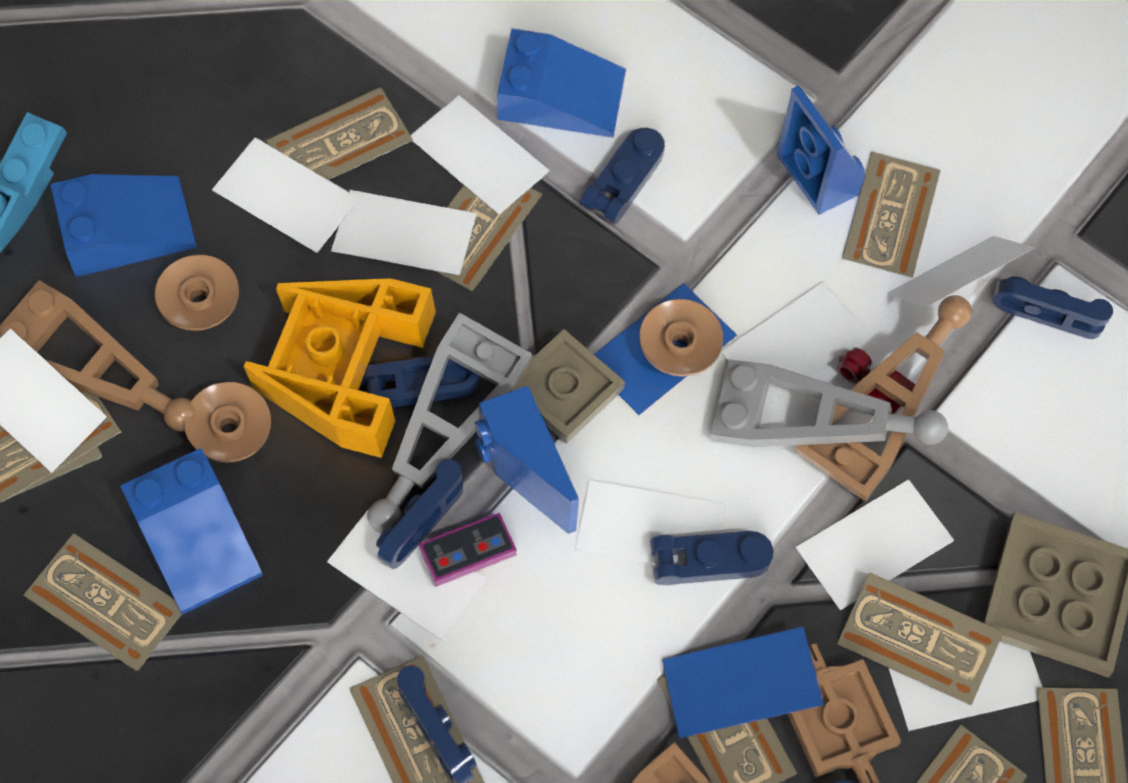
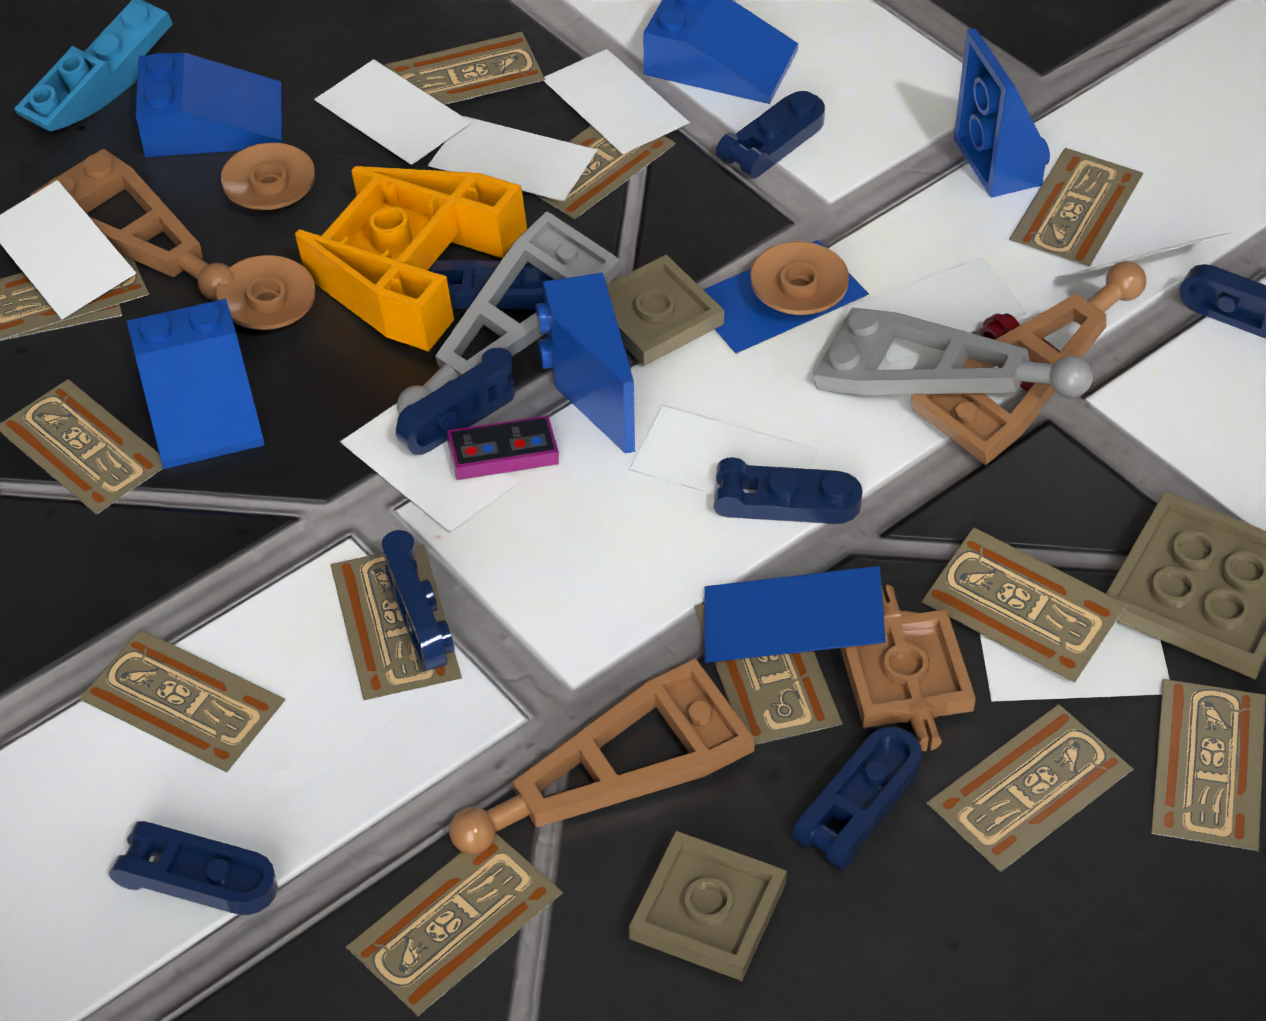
camera: 15 degrees right, 15 degrees down
(875, 539) = (1004, 503): white sticker -> none

